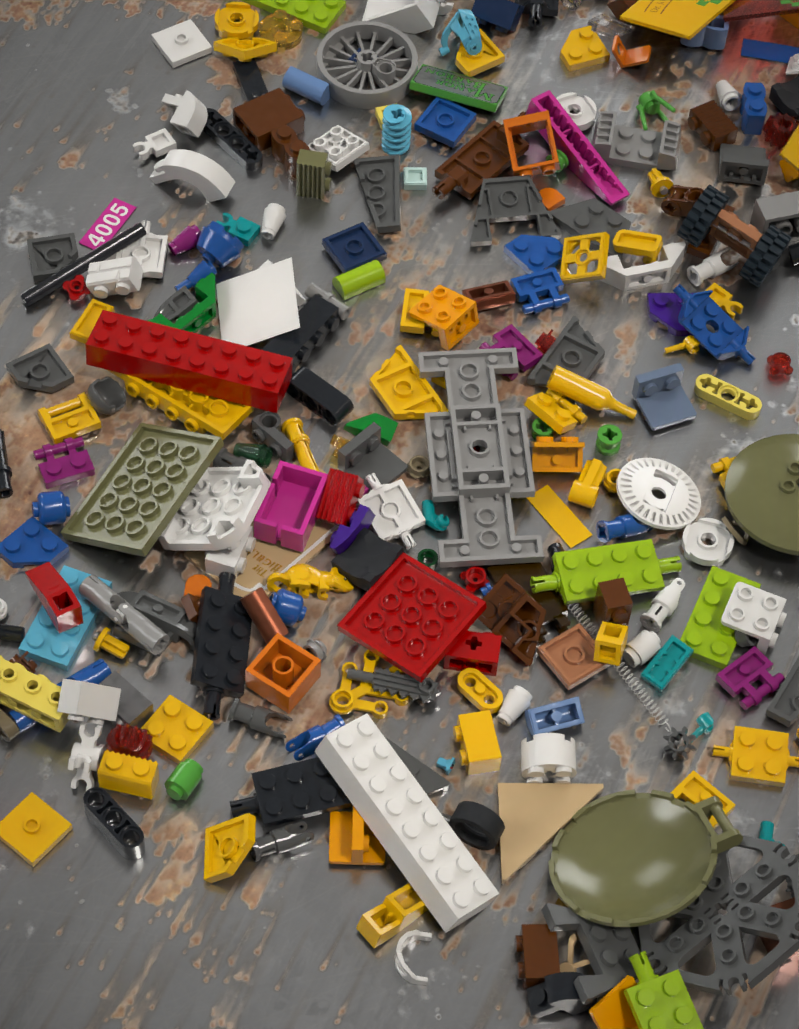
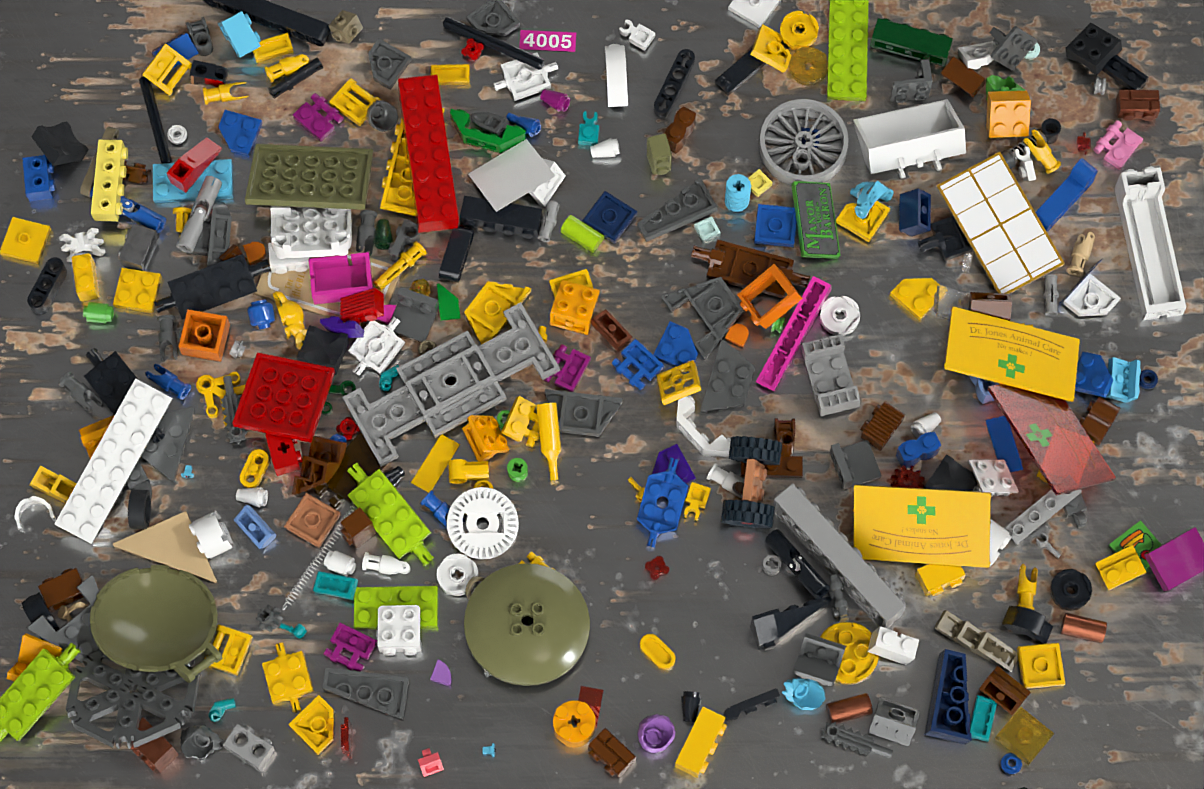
camera: 70 degrees right, 15 degrees up
(51, 508) = (270, 128): blue head -> none
(88, 700) = (112, 224): white brick -> none
(114, 277) = (488, 68): white brick -> none
(130, 740) = (104, 266): clear red gear -> none
(189, 113) = (676, 42): white brick -> none
(218, 245) = (555, 123): blue cone -> none
(227, 846) = (57, 362): yellow plate -> none
(263, 614) = (241, 302): copper brick -> none
(265, 113) = (707, 99): reddish brown brick -> none
(306, 85) = (755, 110): medium blue brick -> none
(341, 146) = (704, 160): white tile -> none
(478, 742) = (210, 484): yellow brick -> none
(545, 341) = (587, 388): clear red plate -> none
(610, 643) = (330, 533): yellow brick -> none
(630, 57) = (928, 334): orange bracket -> none
(638, 244) = (716, 416): yellow piece -> none
(650, 103) = (878, 370): bright green plant -> none
(660, 184) = (795, 410): yellow piece -> none
(662, 397) = (575, 494): sand blue bracket -> none
(723, 387) = (601, 525): light yellow beam -> none

